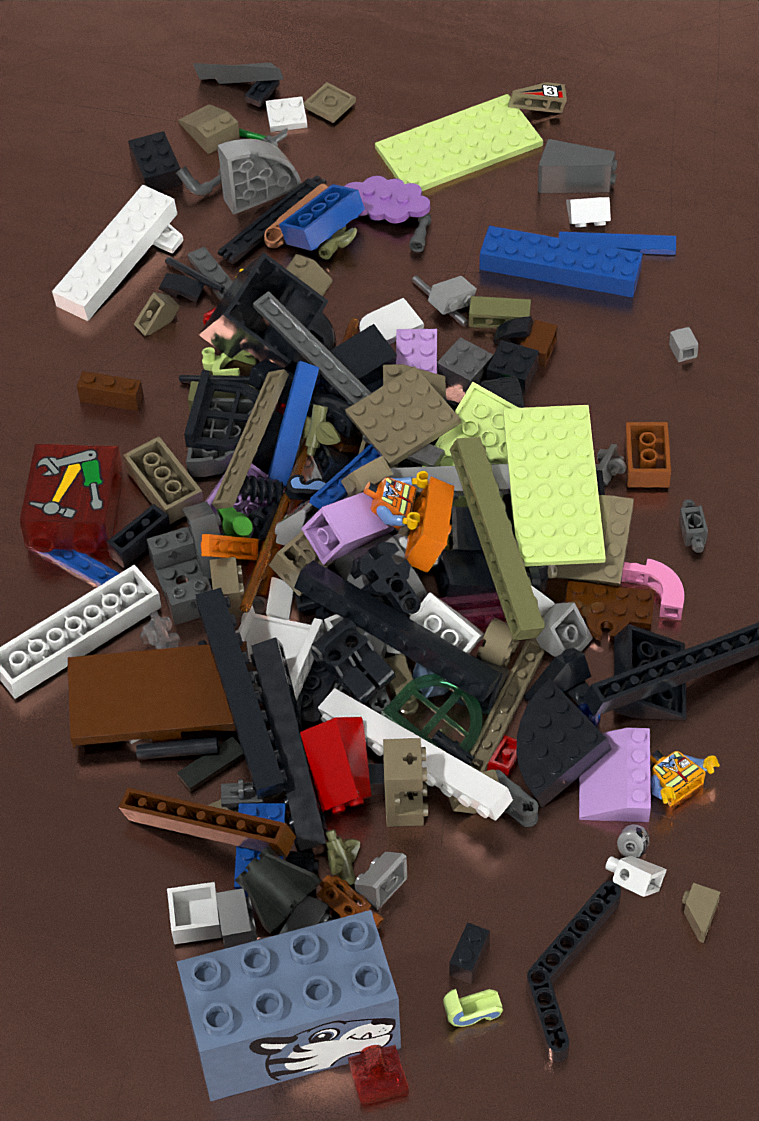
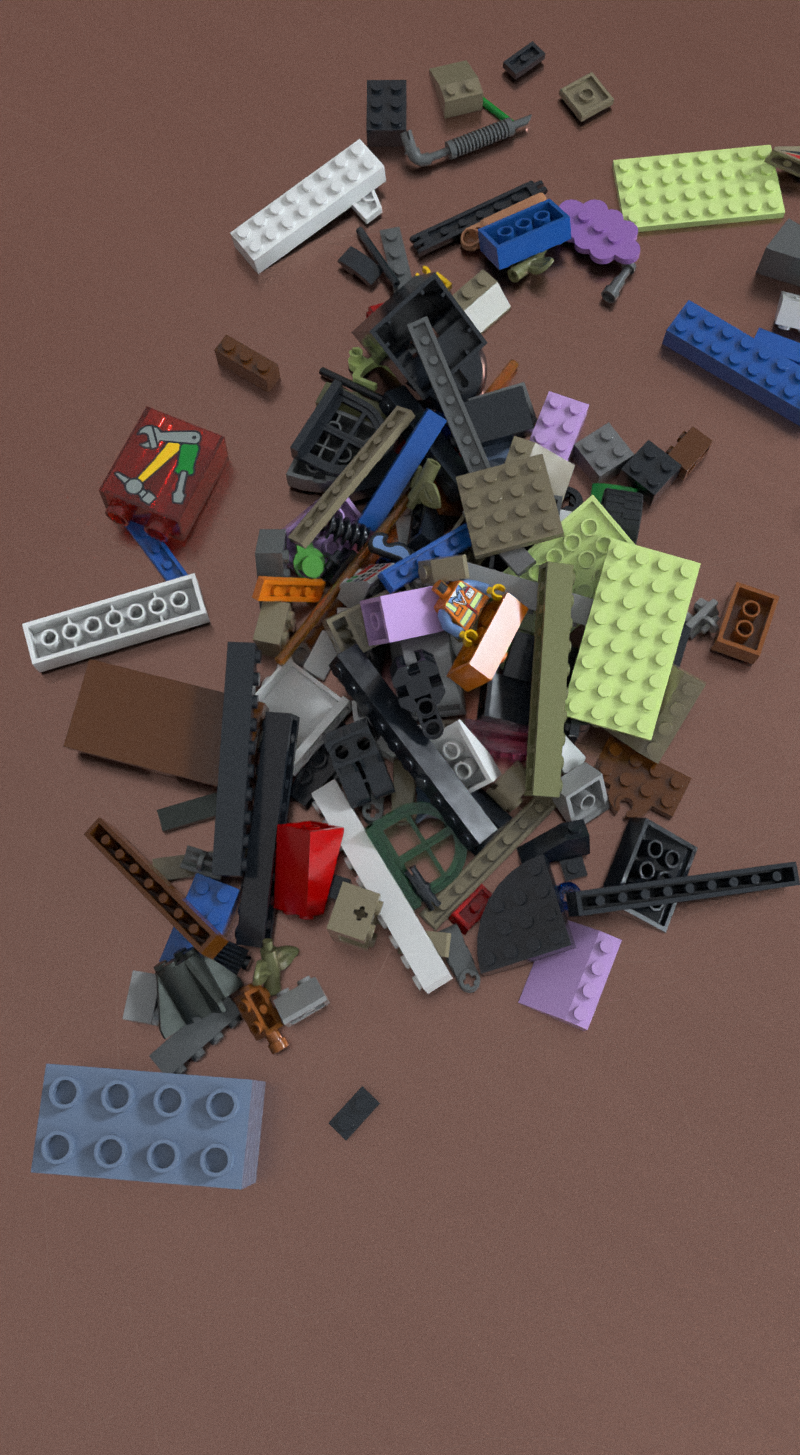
camera: 20 degrees right, 20 degrees up
(132, 539) = (214, 538): black brick -> none
(156, 313) = (324, 289): dark tan slope -> none
(156, 632) = (196, 643): clear hips -> none
(162, 478) = (259, 484): dark tan brick -> none
(173, 561) = (236, 579): dark grey plate -> none
(177, 748) = (166, 785): black piece -> none
(194, 913) = (112, 970): white piece -> none
(238, 73) = (507, 32): dark grey wedge -> none
(254, 173) = (476, 160): light grey brick -> none
(286, 114) = (538, 96): white plate -> none
(377, 1074) = (221, 1210): clear red plate -> none
(392, 317) = (550, 374): white tile -> none
(427, 289) = (608, 368): flat silver bar -> none
(451, 294) = (621, 368): light grey brick -> none
(472, 1008) = (334, 1172): yellowish green animal -> none
(493, 311) = (661, 404): olive brick -> none
(513, 328) = (666, 428): black slope -> none
(563, 958) = (442, 1152): black beam -> none
(633, 841) = (558, 1054): light grey head -> none
(636, 874) = (545, 1095): white torso -> none
(663, 581) = (704, 773): bright pink arch -> none
(678, 775) = (630, 997): torso -> none
(691, 514) = (767, 709): dark grey piece -> none
(700, 908) = (594, 1152): dark tan slope -> none

